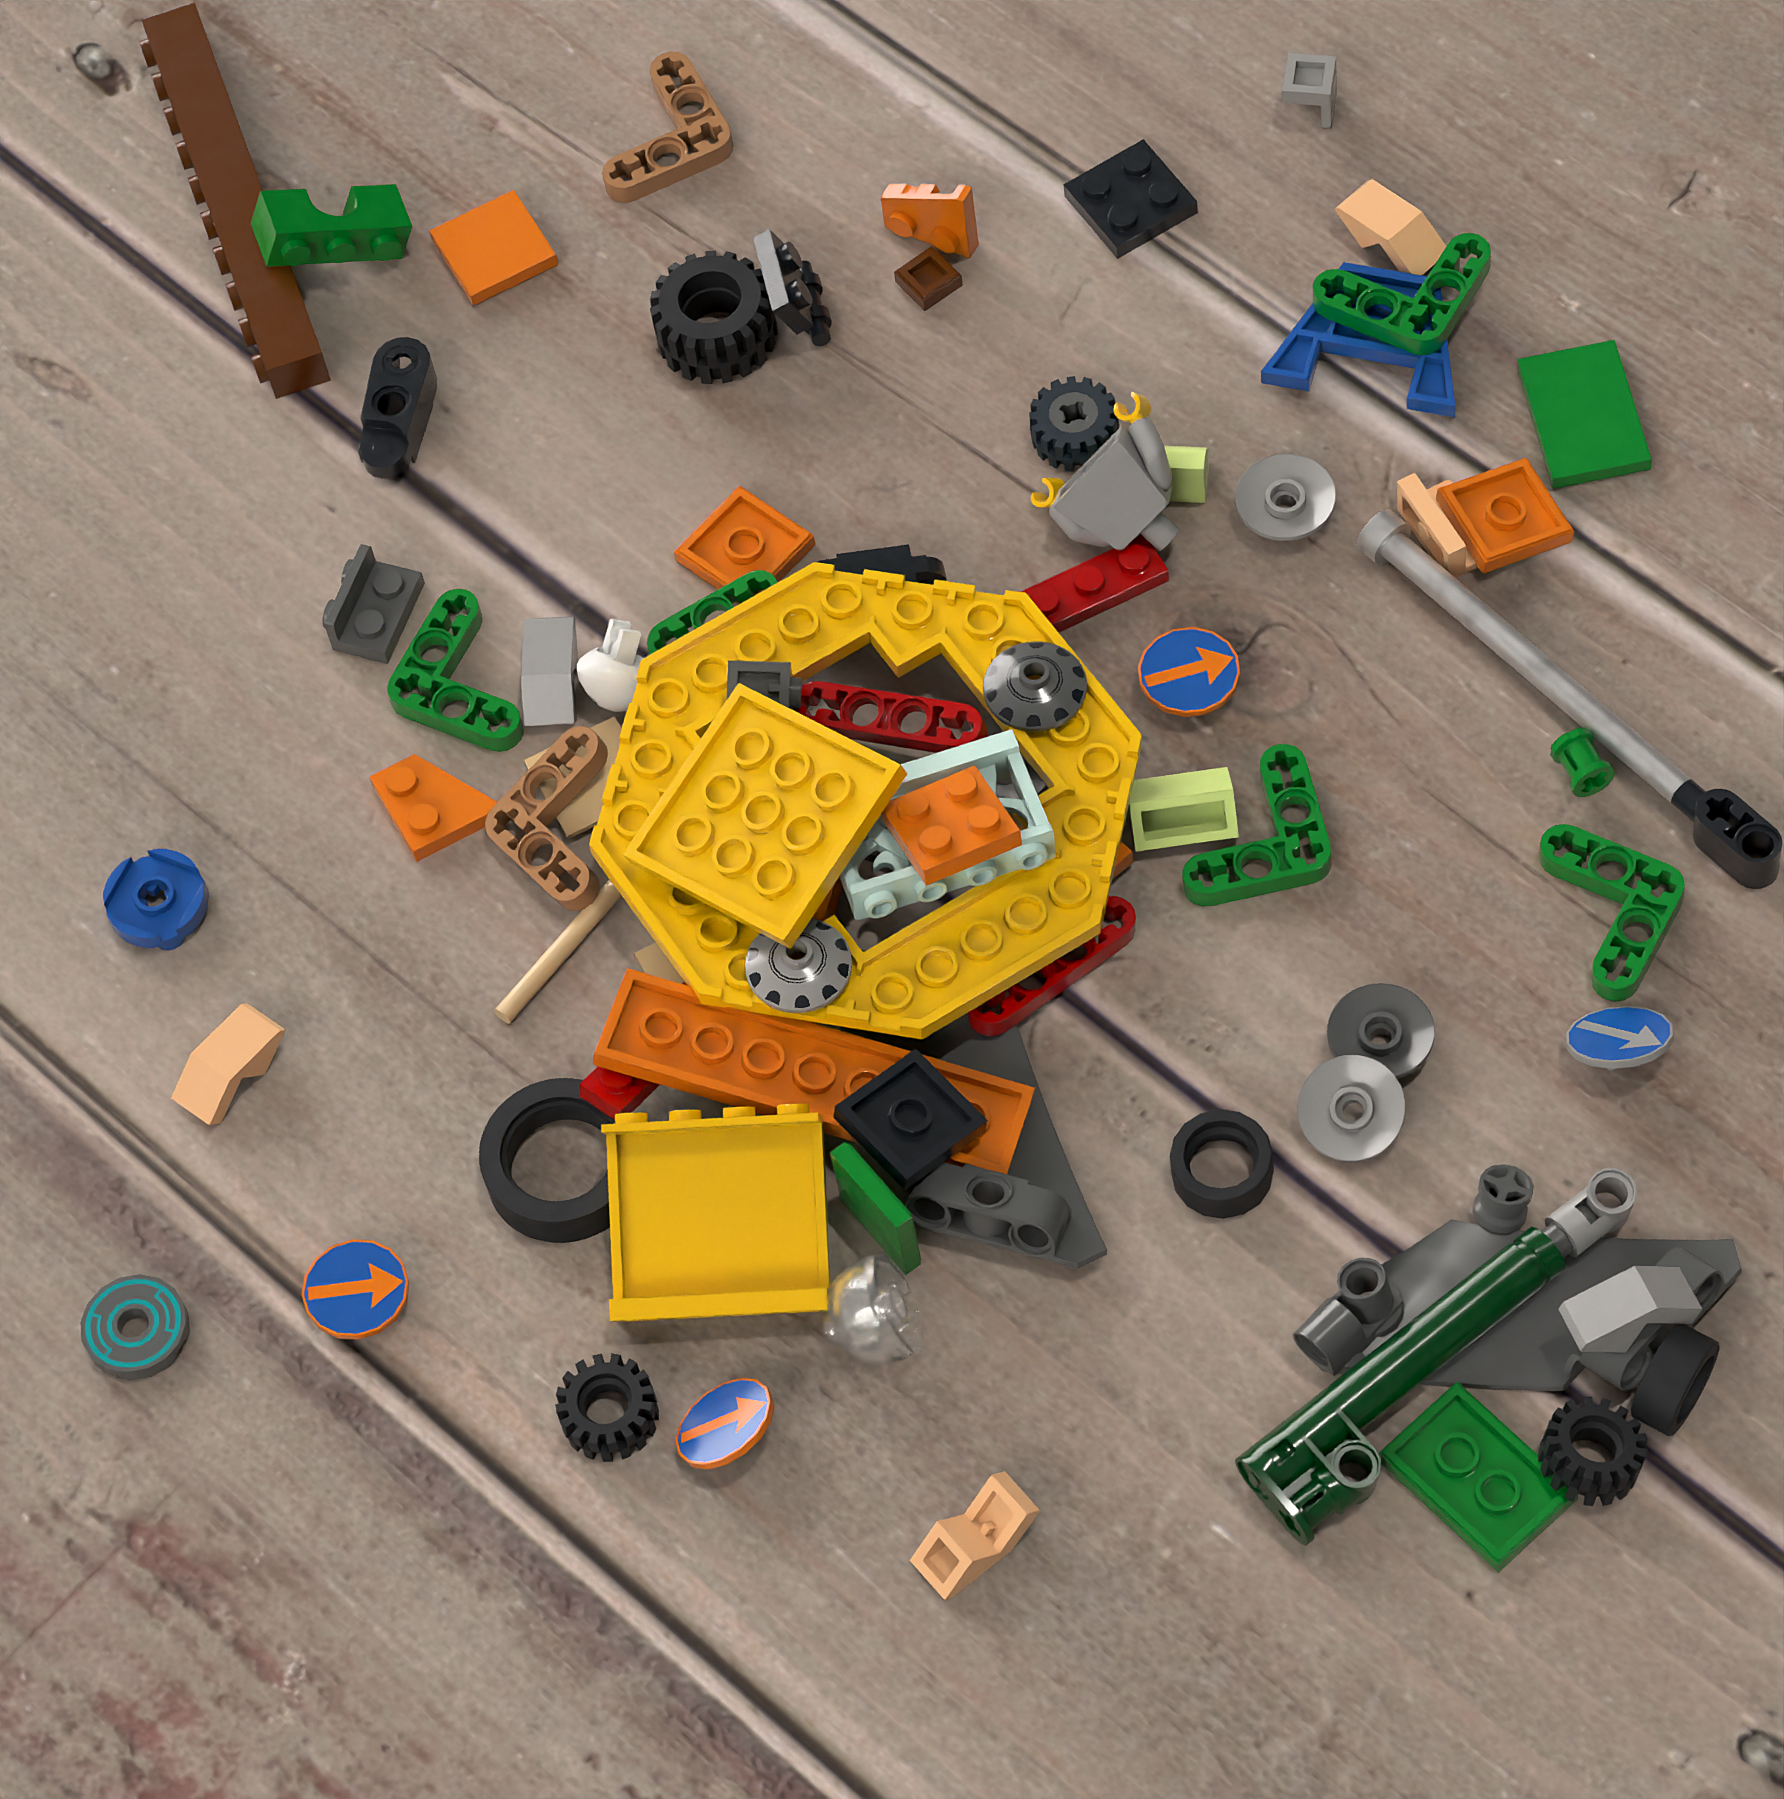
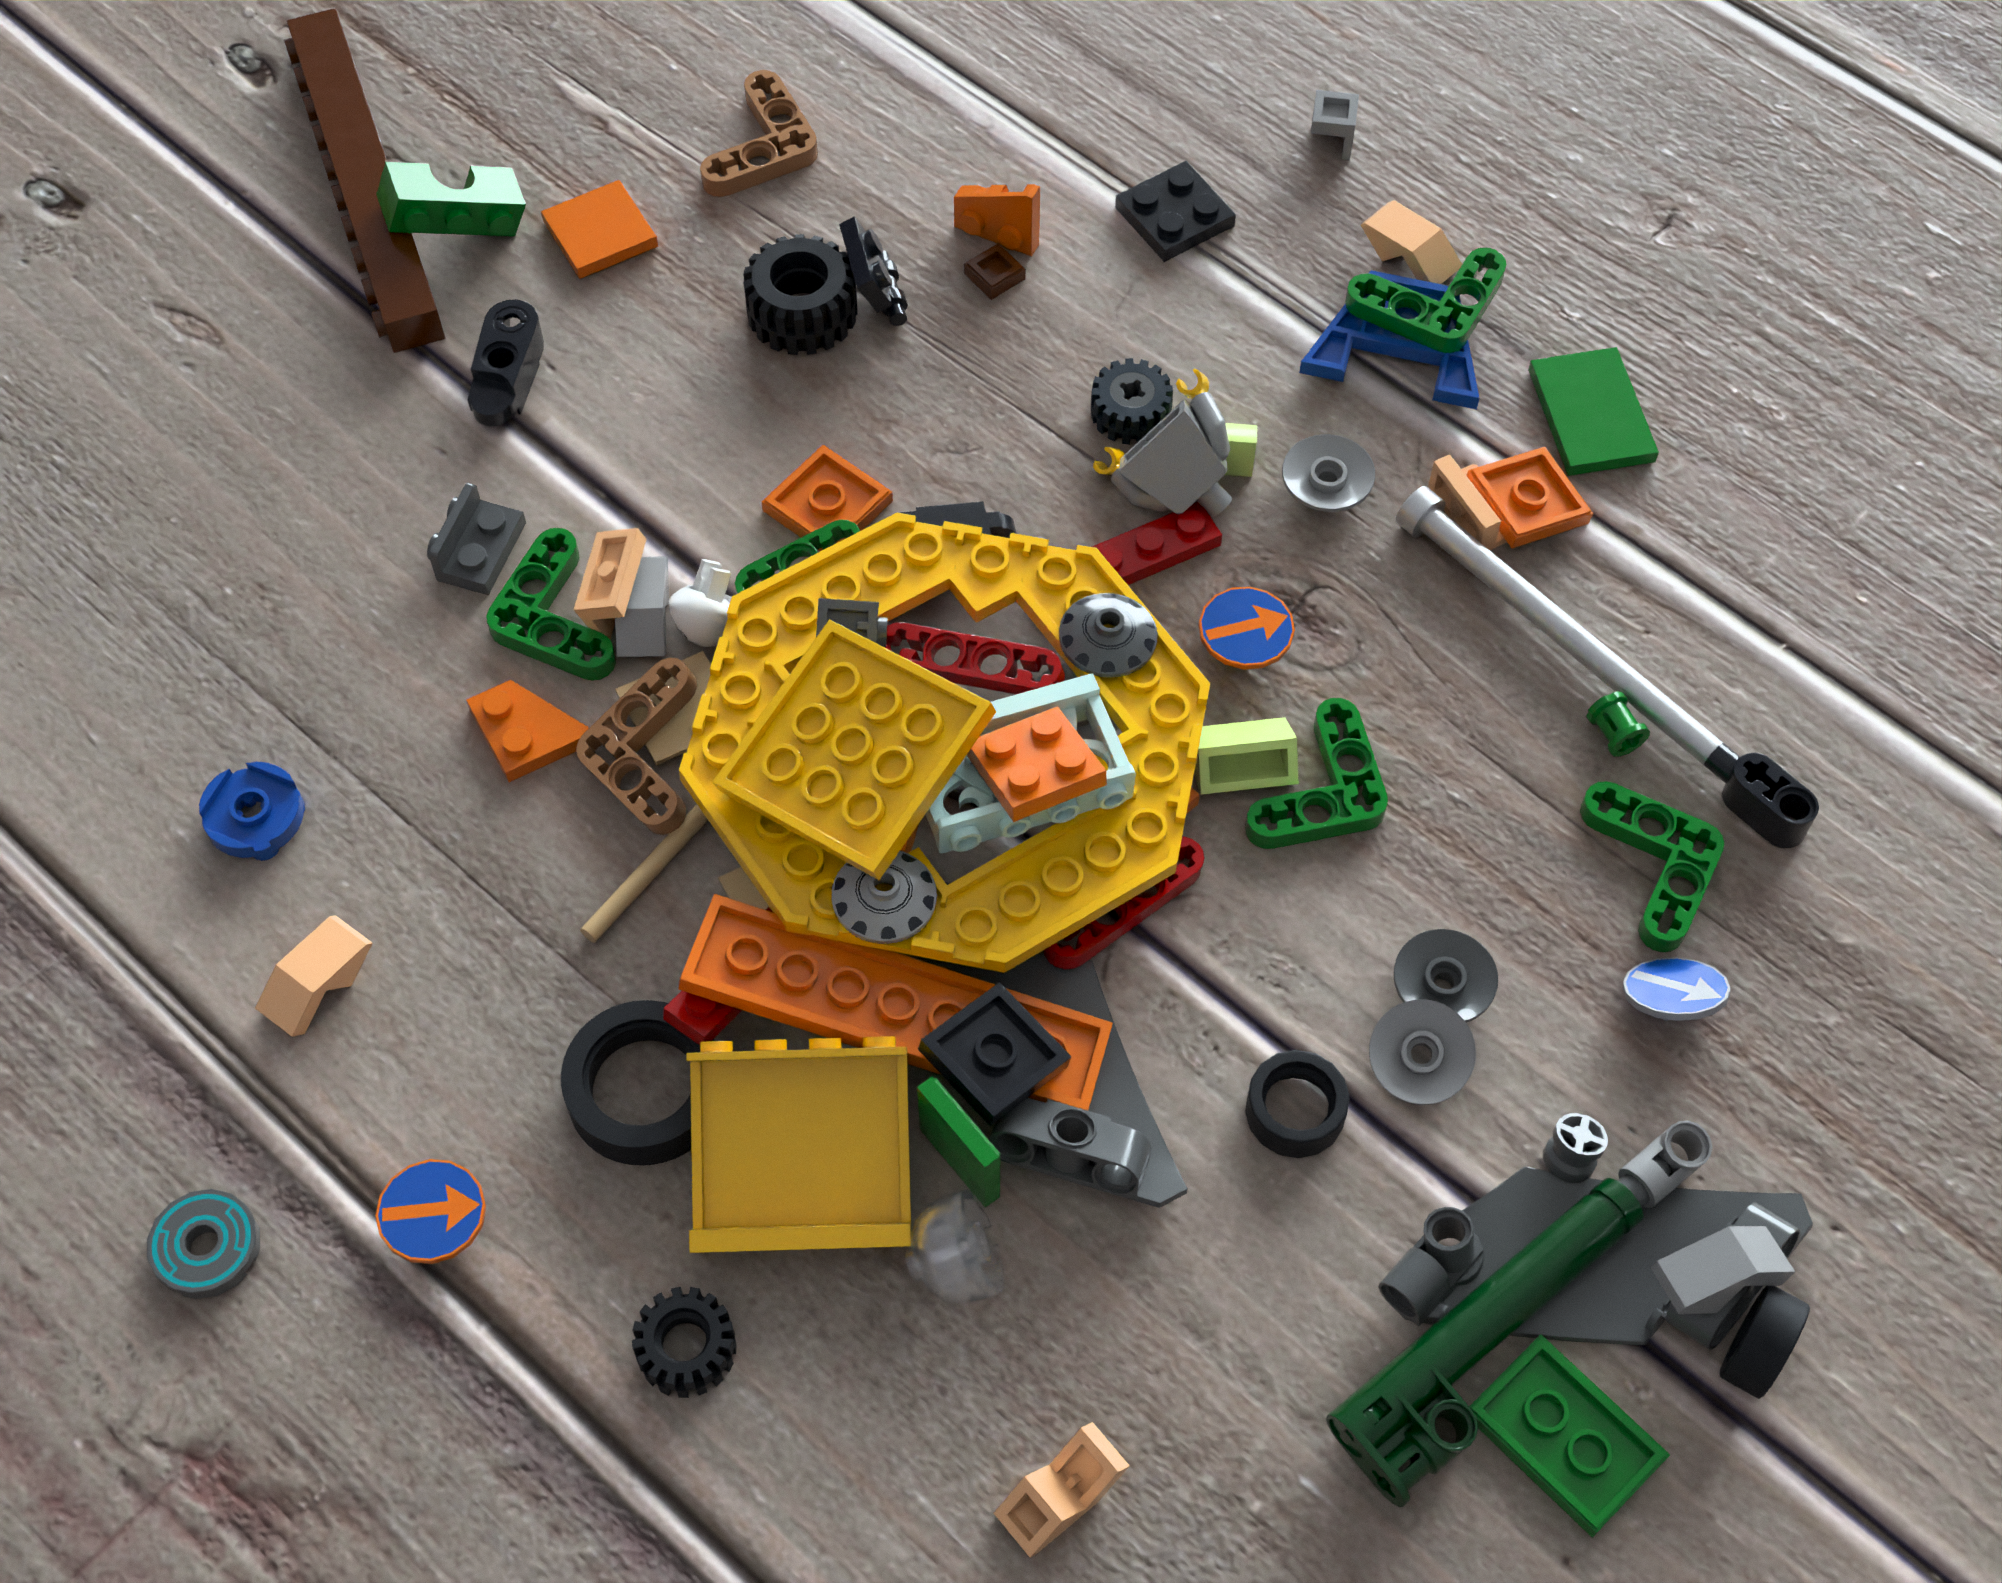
camera: 10 degrees left, 0 degrees up
(514, 642) = (609, 578): none -> light nougat panel
(724, 1423) = (805, 1363): piece -> none
(1598, 1426) = (1671, 1435): black tyre -> none

